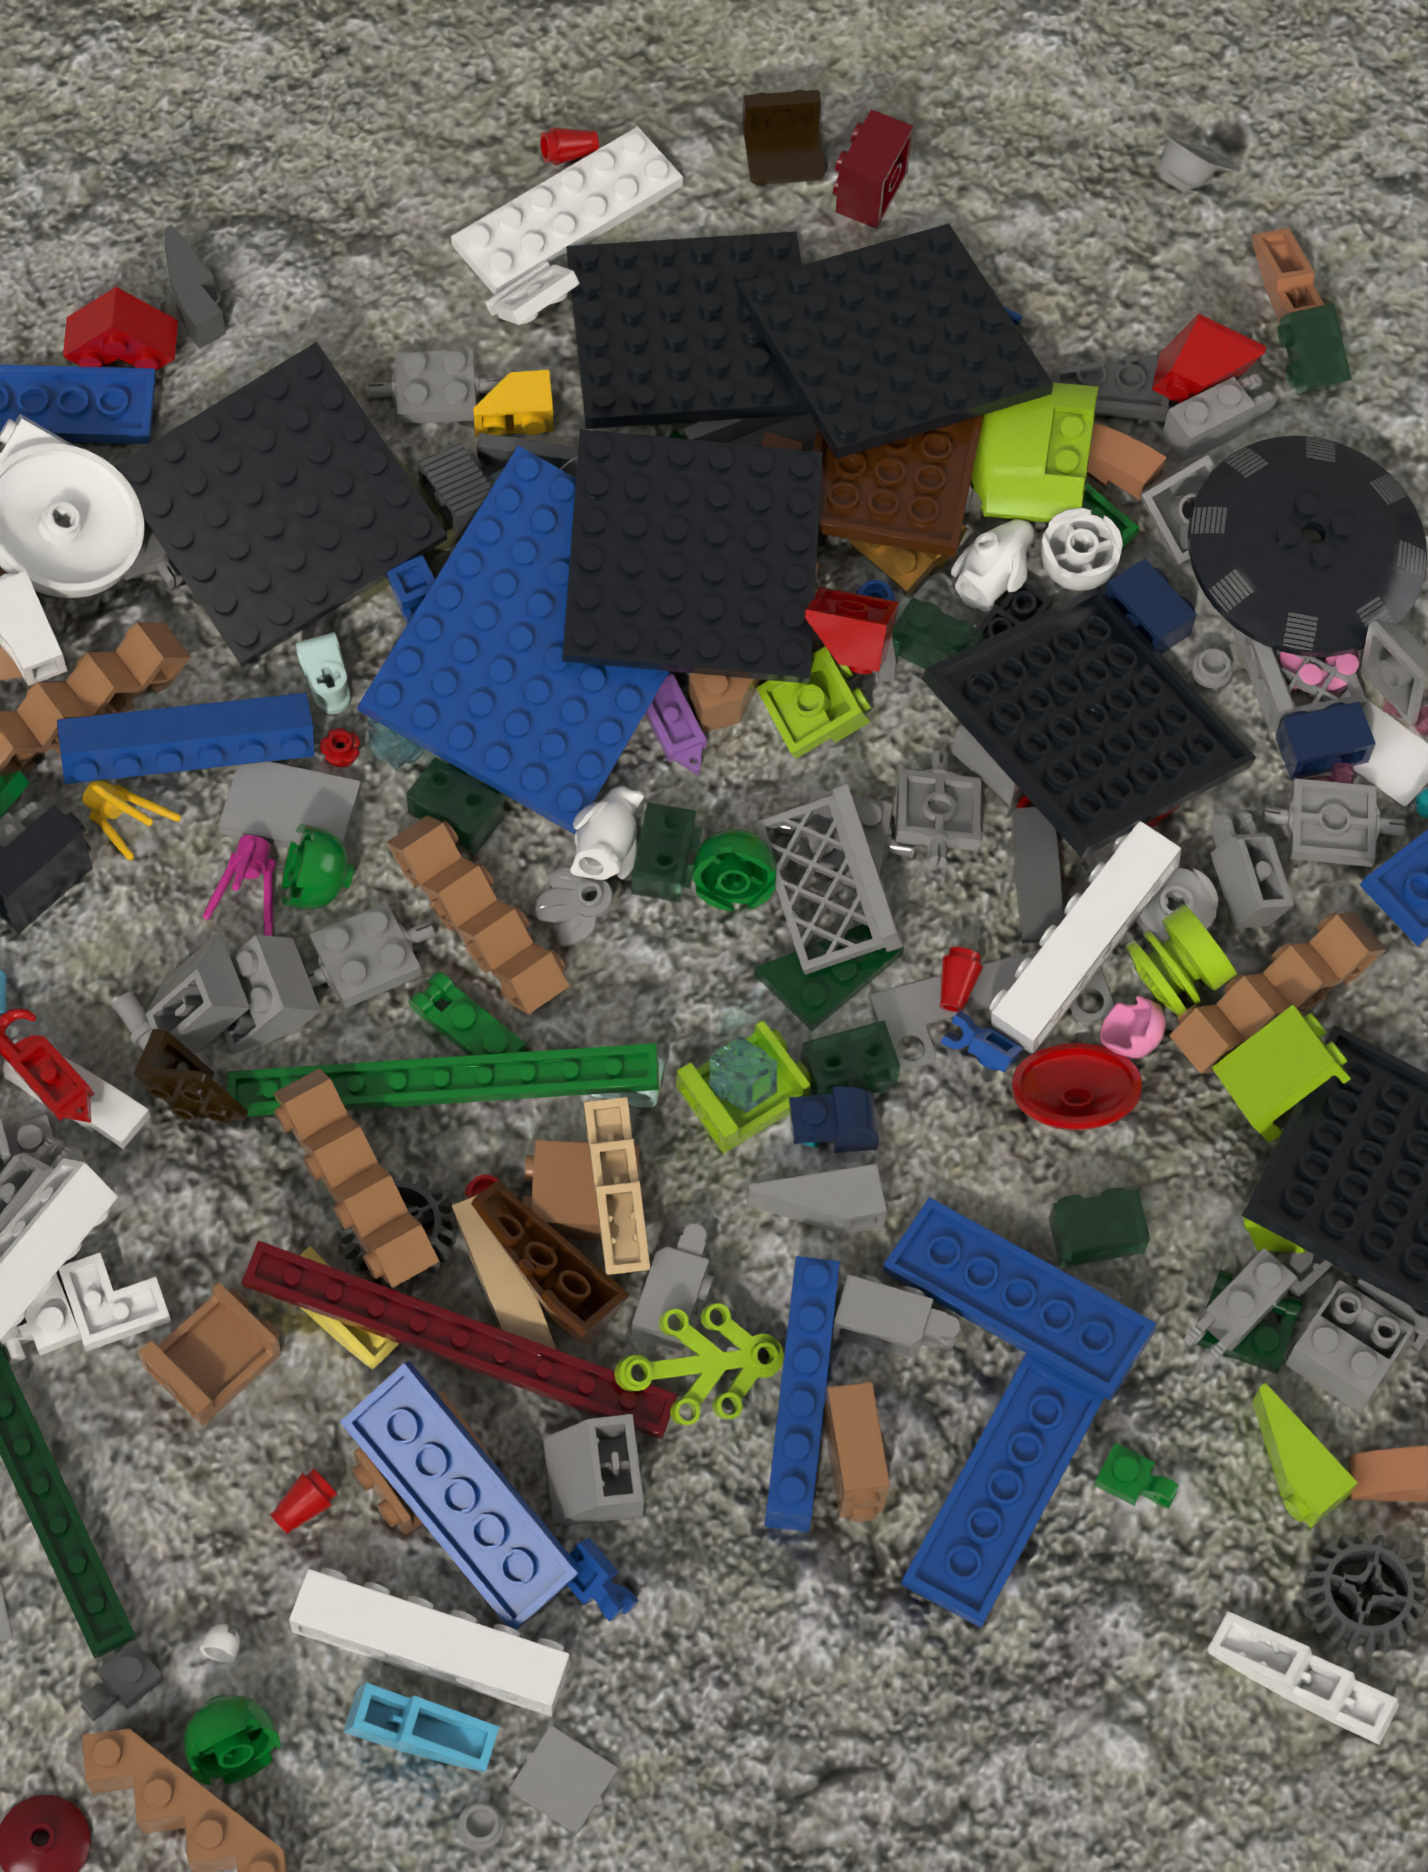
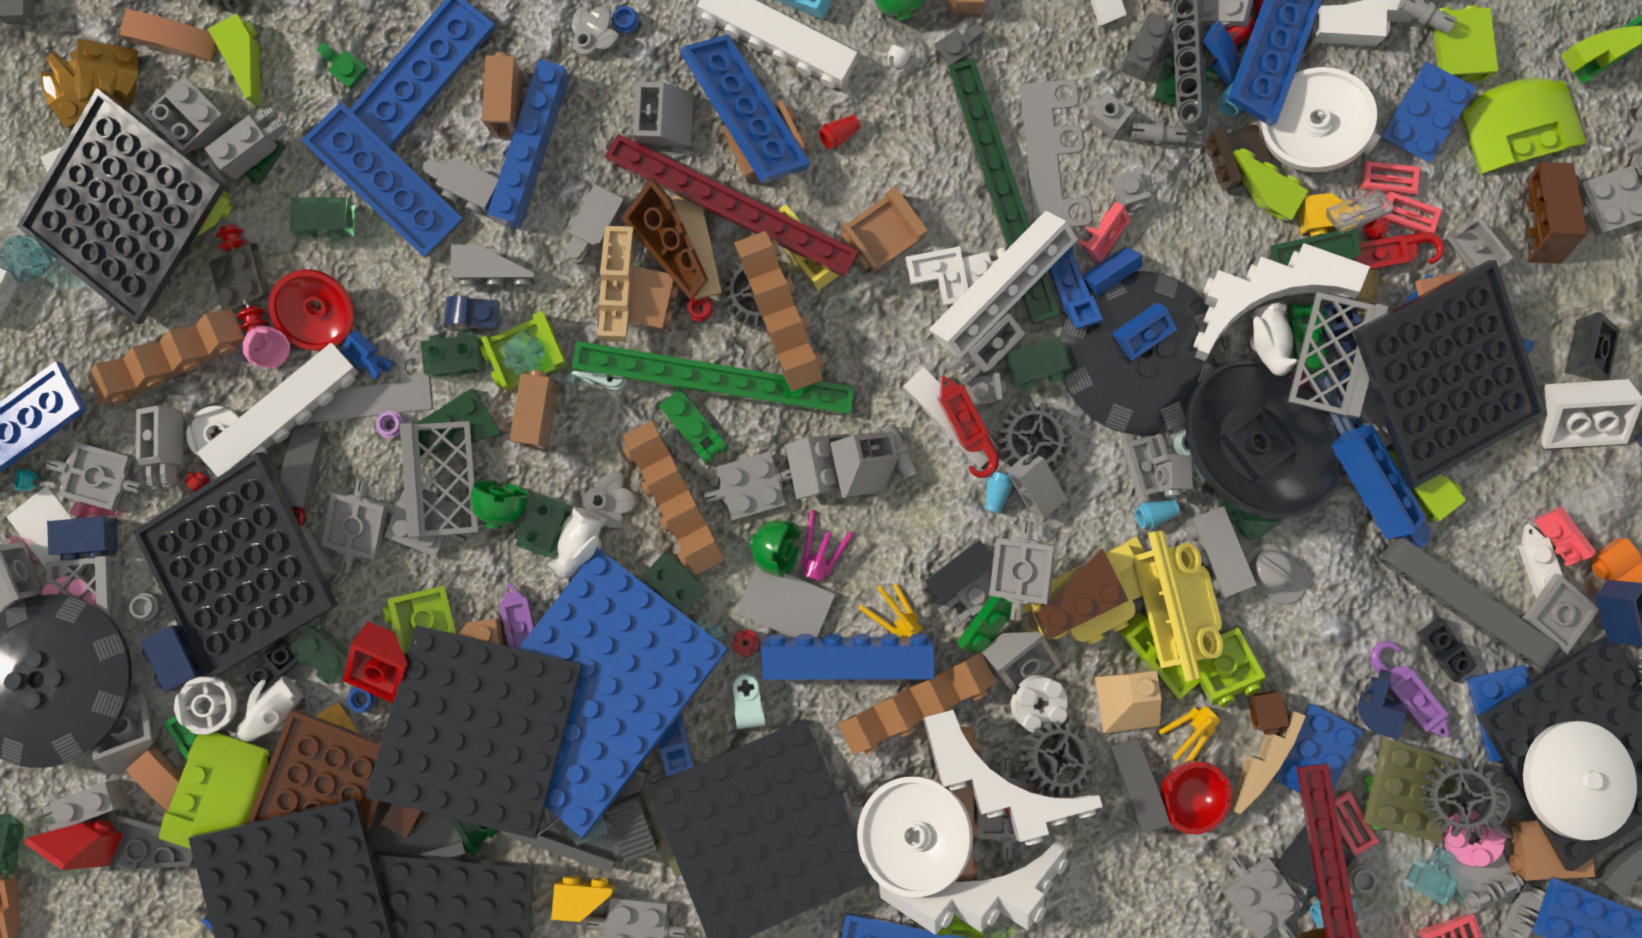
camera: 165 degrees left, 20 degrees up
(184, 1081) = (885, 407): dark brown bracket -> none
(596, 1581) = (671, 53): blue plate -> none
(689, 1630) = (625, 20): none -> blue plate
(705, 991) = (534, 410): none -> medium nougat brick
(709, 1363) = (552, 173): lime plant -> none
(737, 1603) = (595, 28): none -> light grey plate
(923, 947) = (382, 421): none -> lavender plate
(958, 977) = (369, 405): red cone -> none
(1181, 960) = (221, 379): lime wheel -> none
(1185, 835) = (196, 480): none -> red plate
(1201, 1121) = (240, 277): none -> clear smoke plate
(1279, 1068) = (176, 291): lime panel -> none

